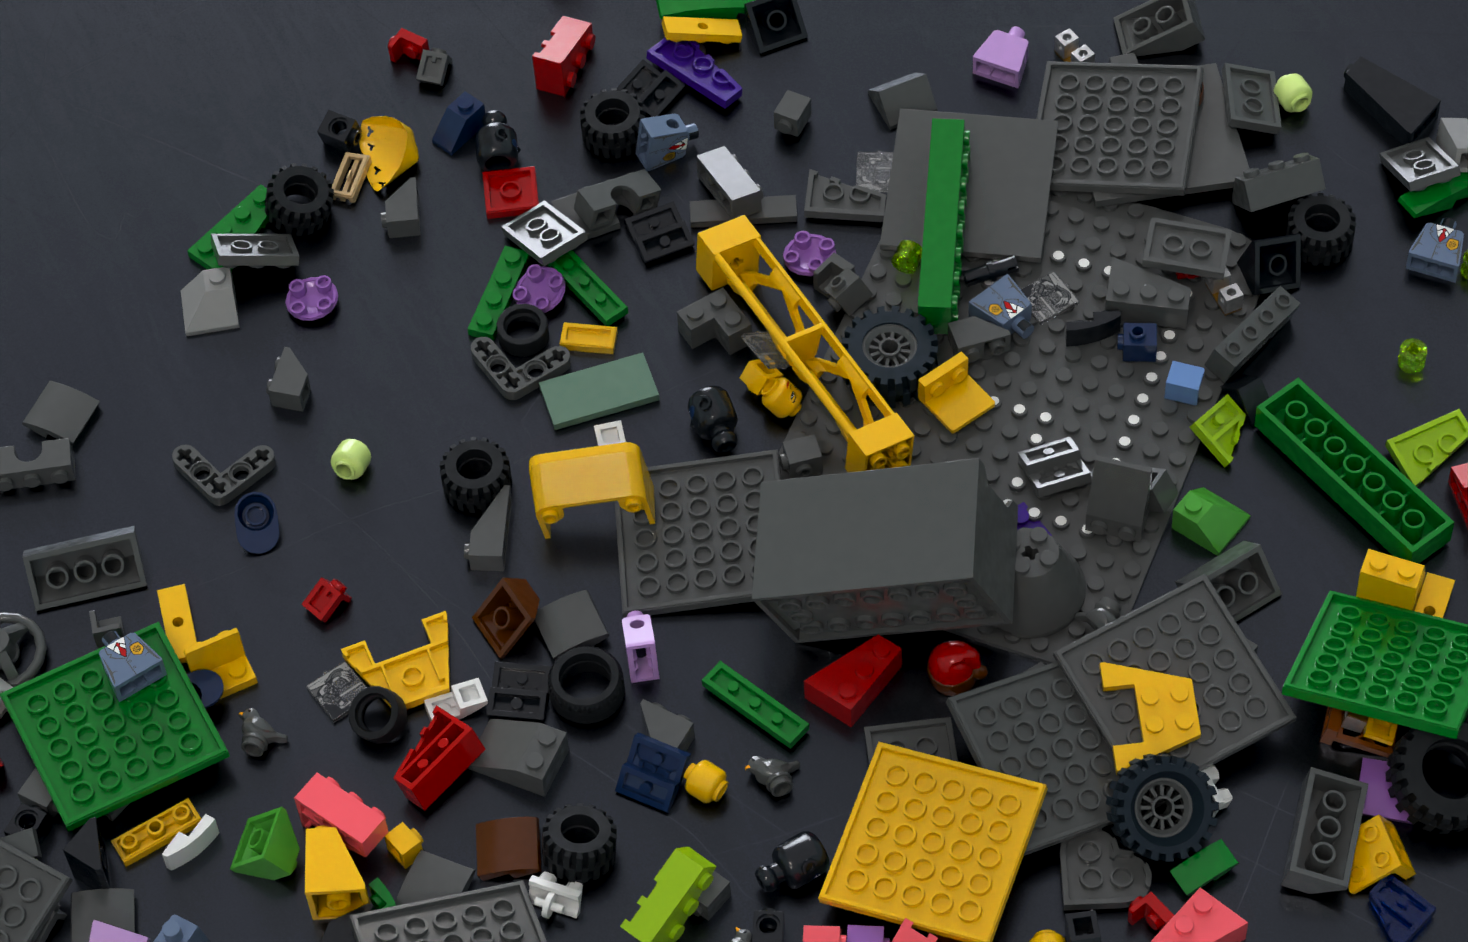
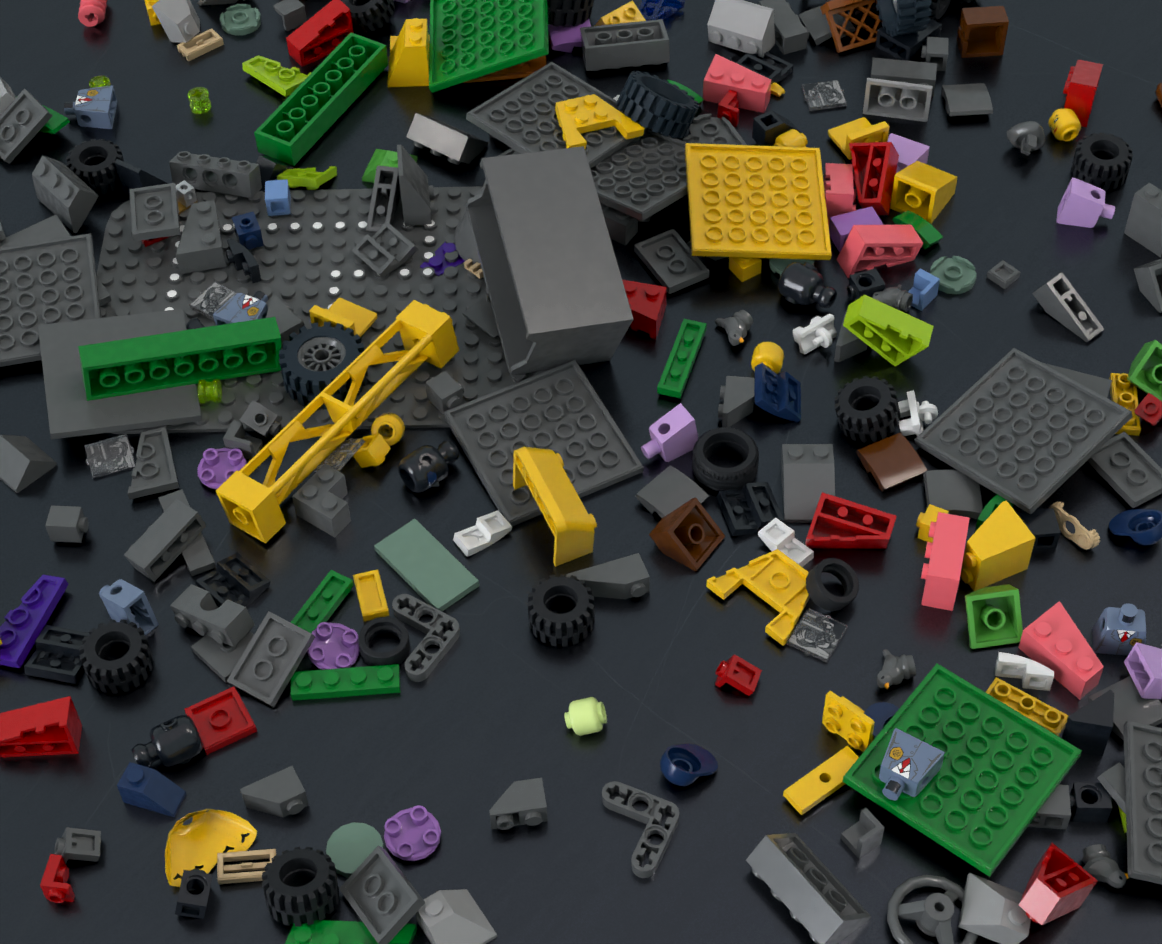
camera: 115 degrees left, 5 degrees down
(190, 885) = (1062, 648): none -> coral wedge
(323, 255) = (351, 846): none -> sand green tile
(718, 849) = (817, 334): none -> white hips

